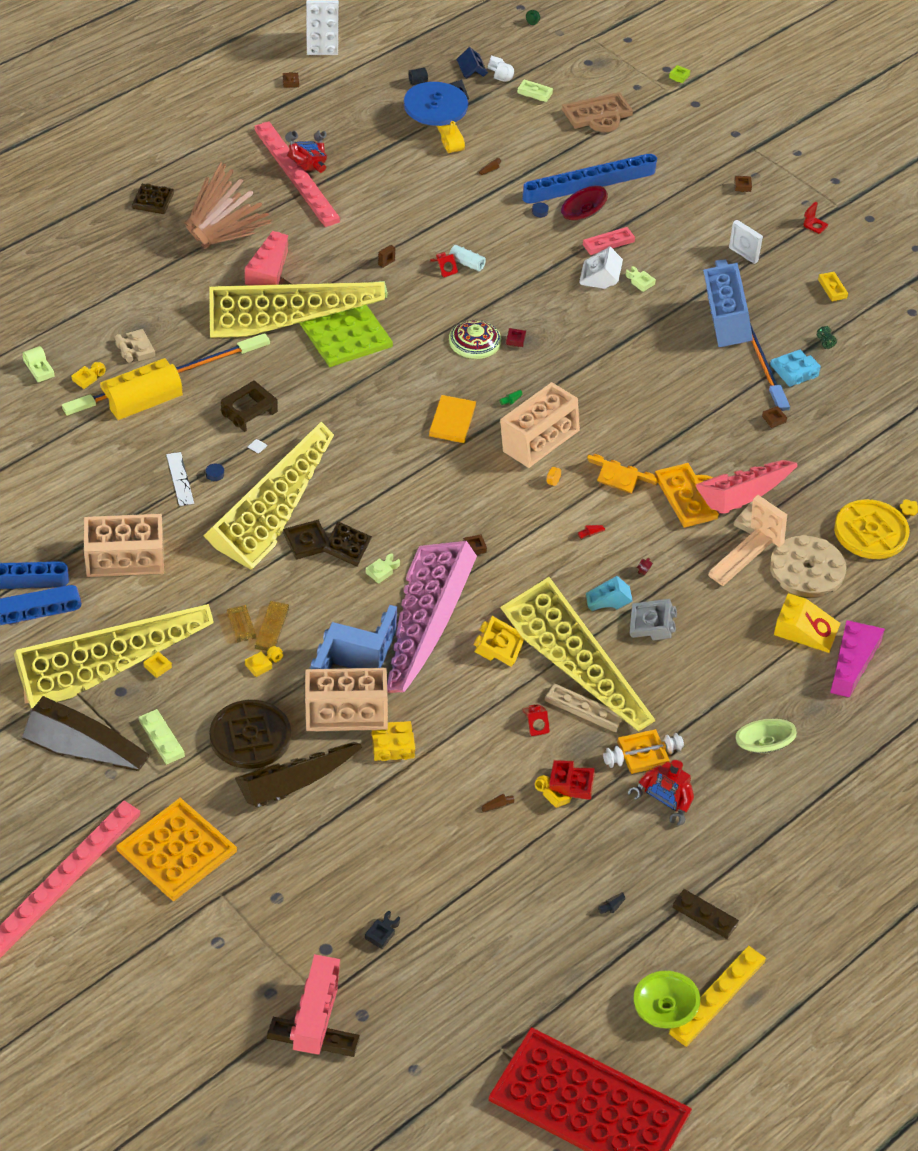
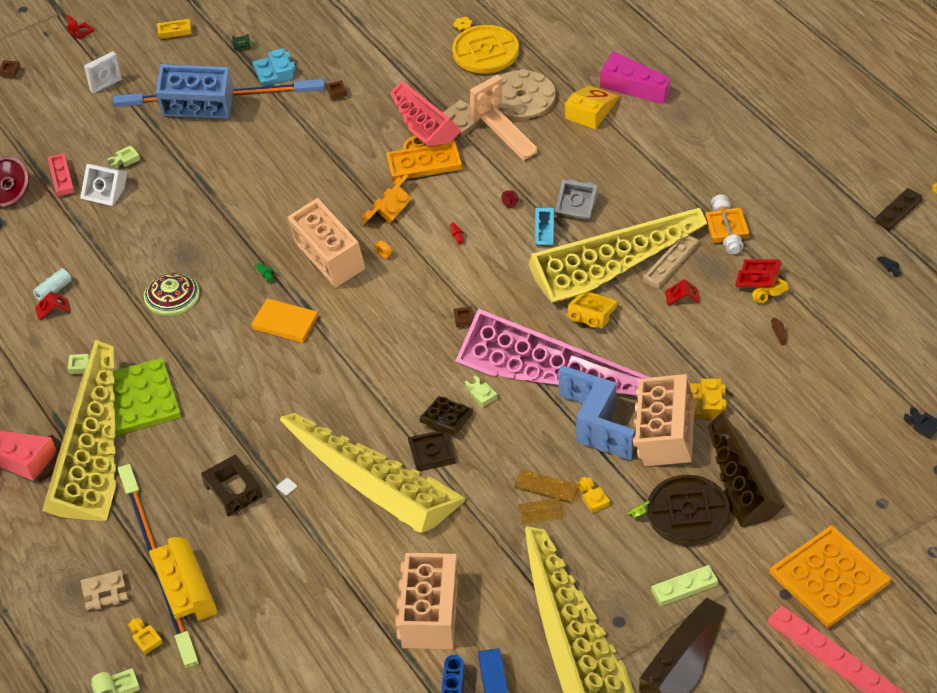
camera: 75 degrees left, 0 degrees up
(157, 664) = (591, 583): yellow plate -> none
(180, 479) = (321, 557): white sticker -> none
(214, 472) = (321, 523): dark blue tile -> none
(244, 693) = (640, 509): none -> lime plate
(386, 256) = (28, 351): reddish brown plate -> none
(516, 337) = (182, 259): dark red plate -> none
(670, 786) = (773, 208): torso -> none
(766, 735) = (720, 140): yellowish green dish -> none

